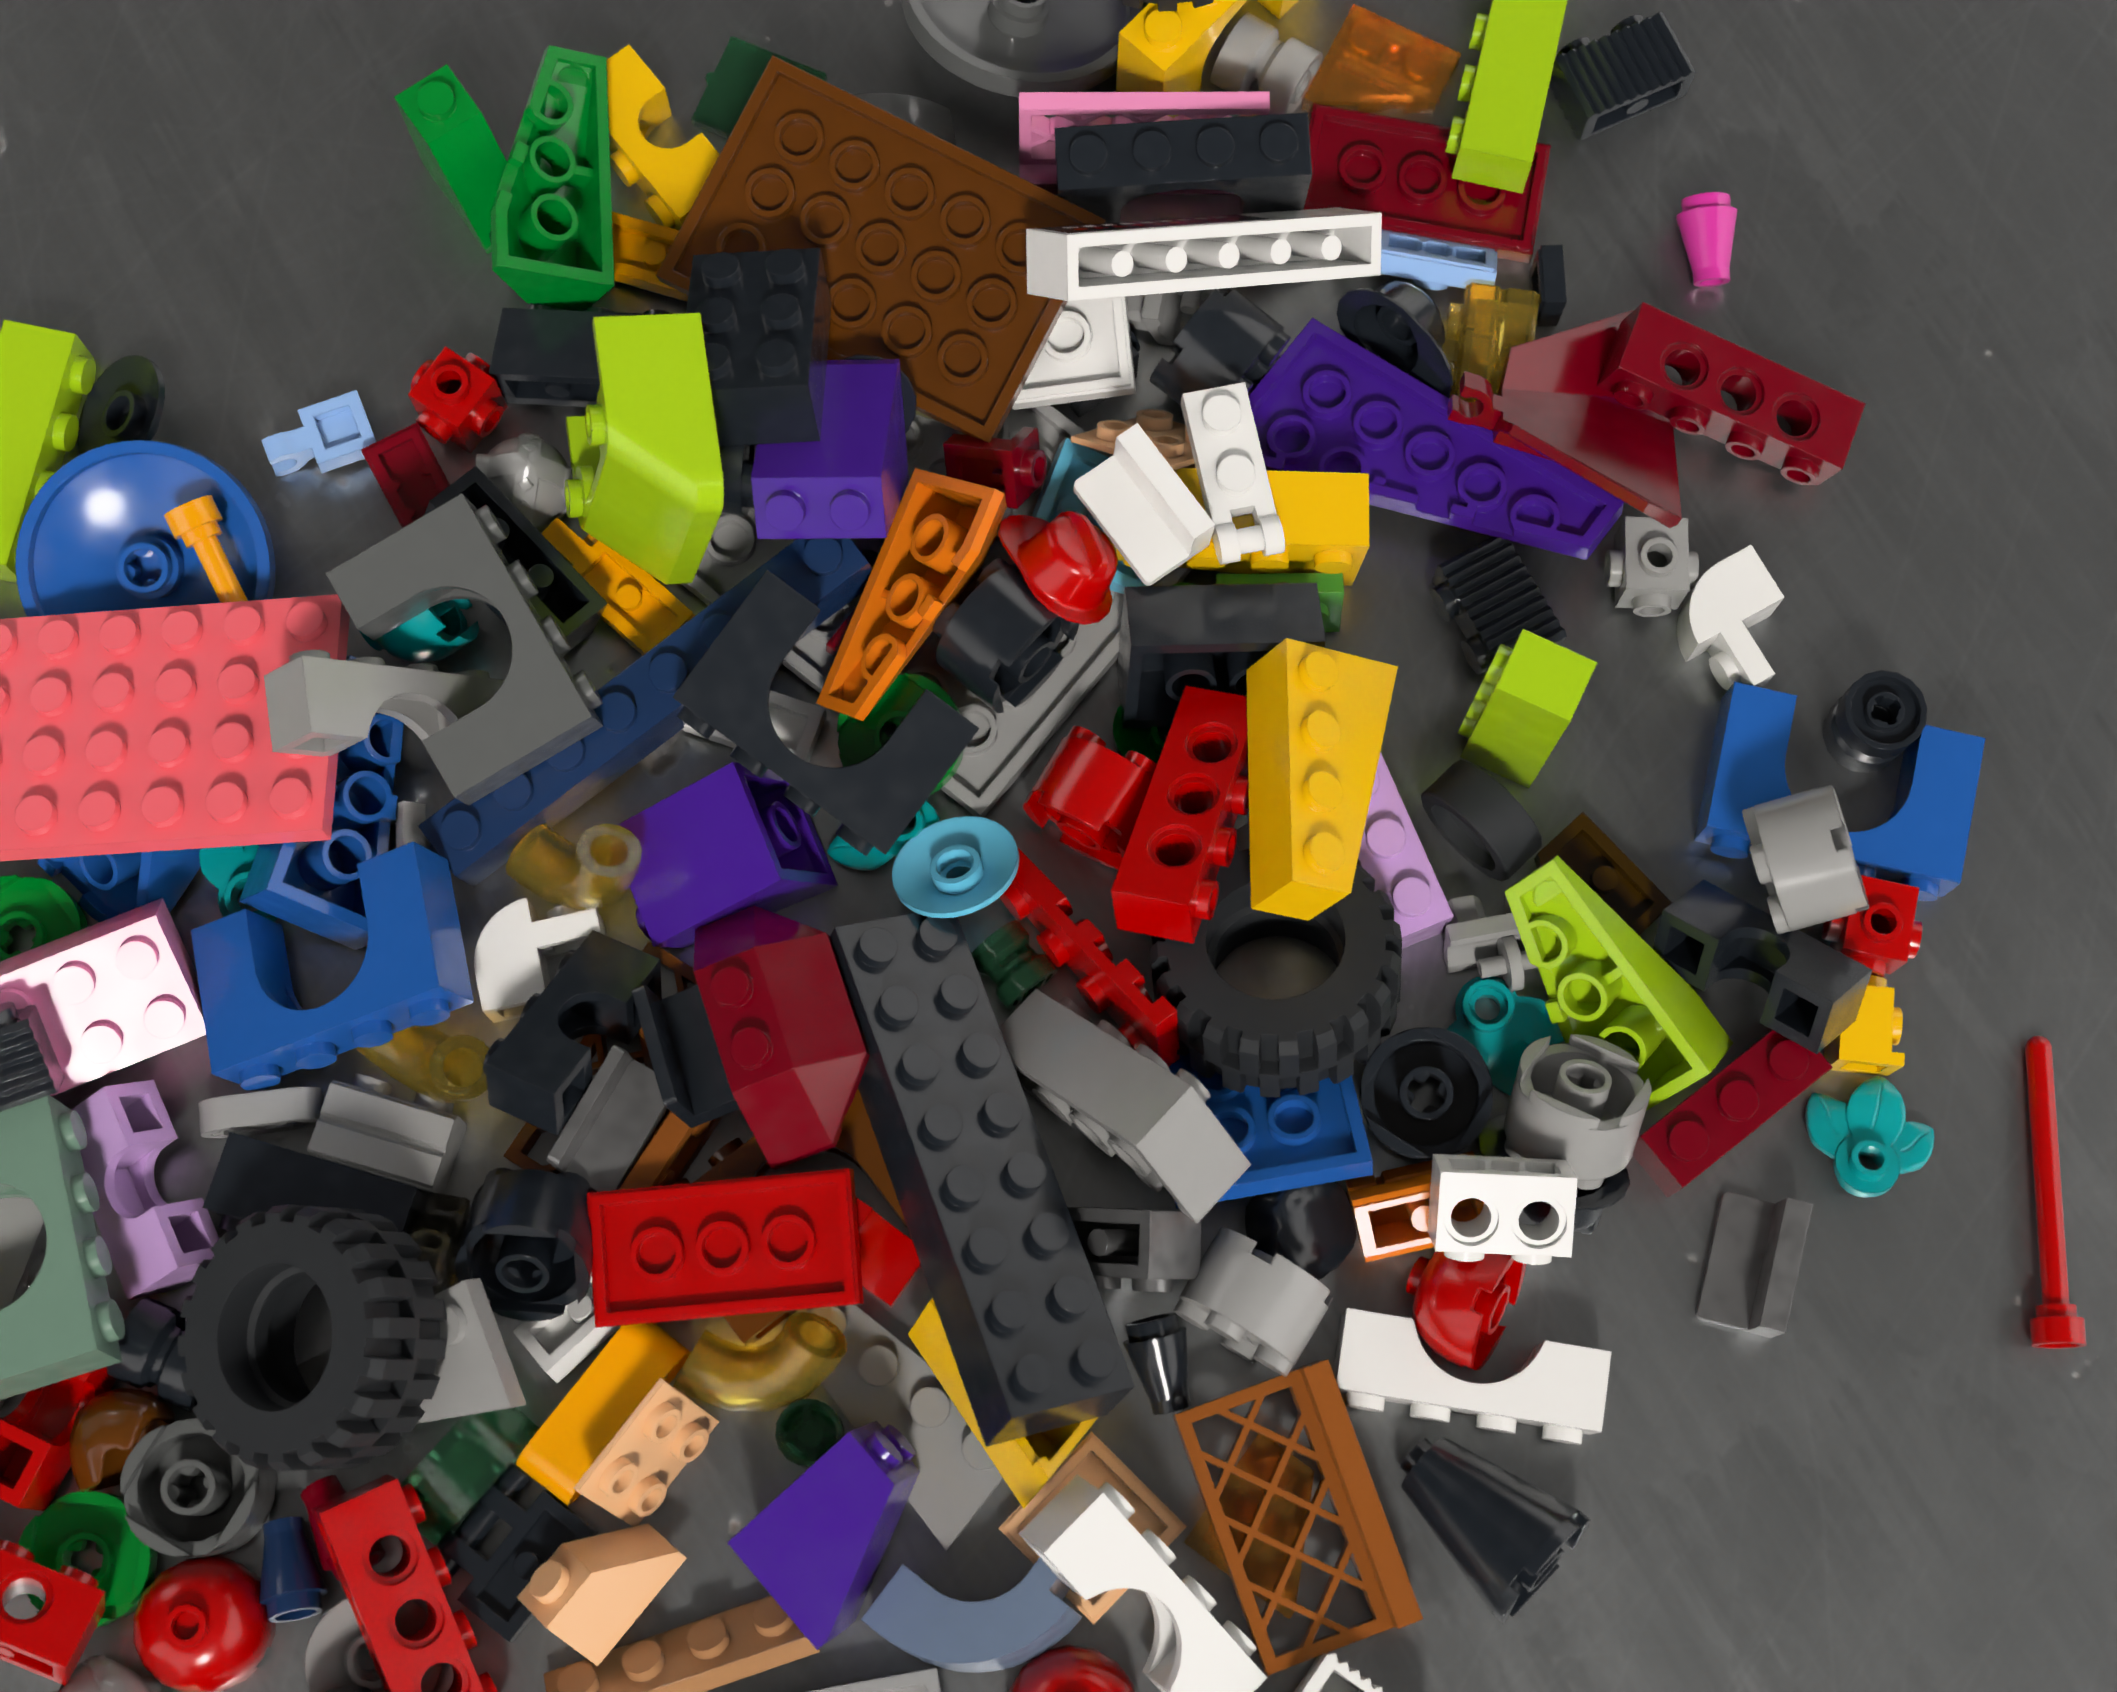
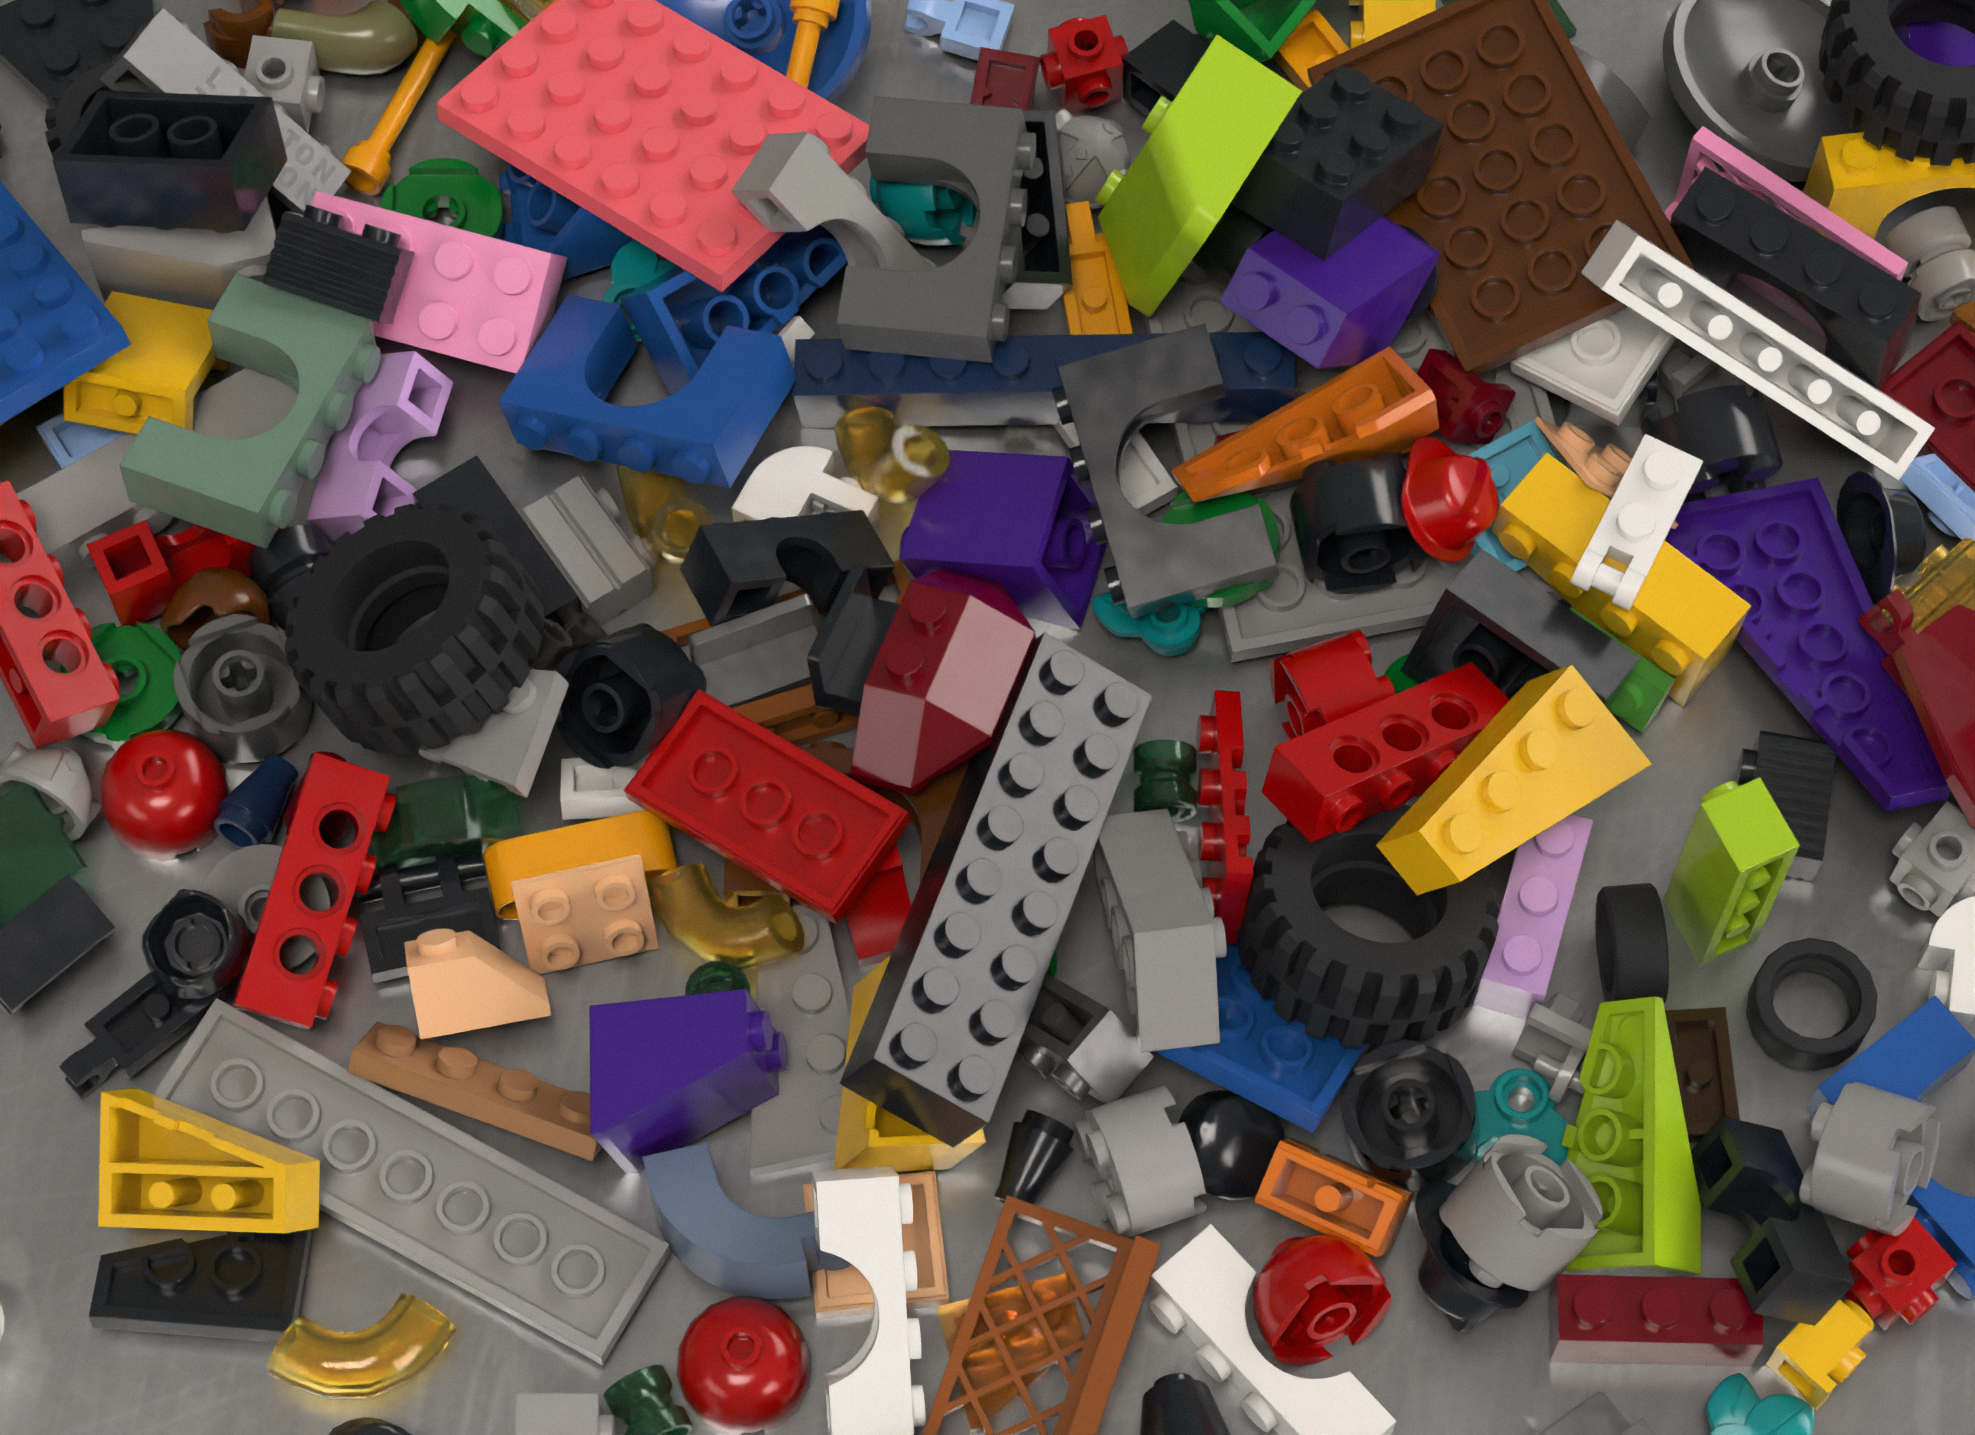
camera: 40 degrees right, 10 degrees down
(260, 1112) = (510, 463): light grey beam -> none
(955, 867) = (1178, 667): medium azure dish -> none
(1145, 507) = (1542, 497): white panel -> none
(1505, 1188) = (1401, 1210): white brick -> none
(1668, 718) = (1832, 962): none -> black tyre

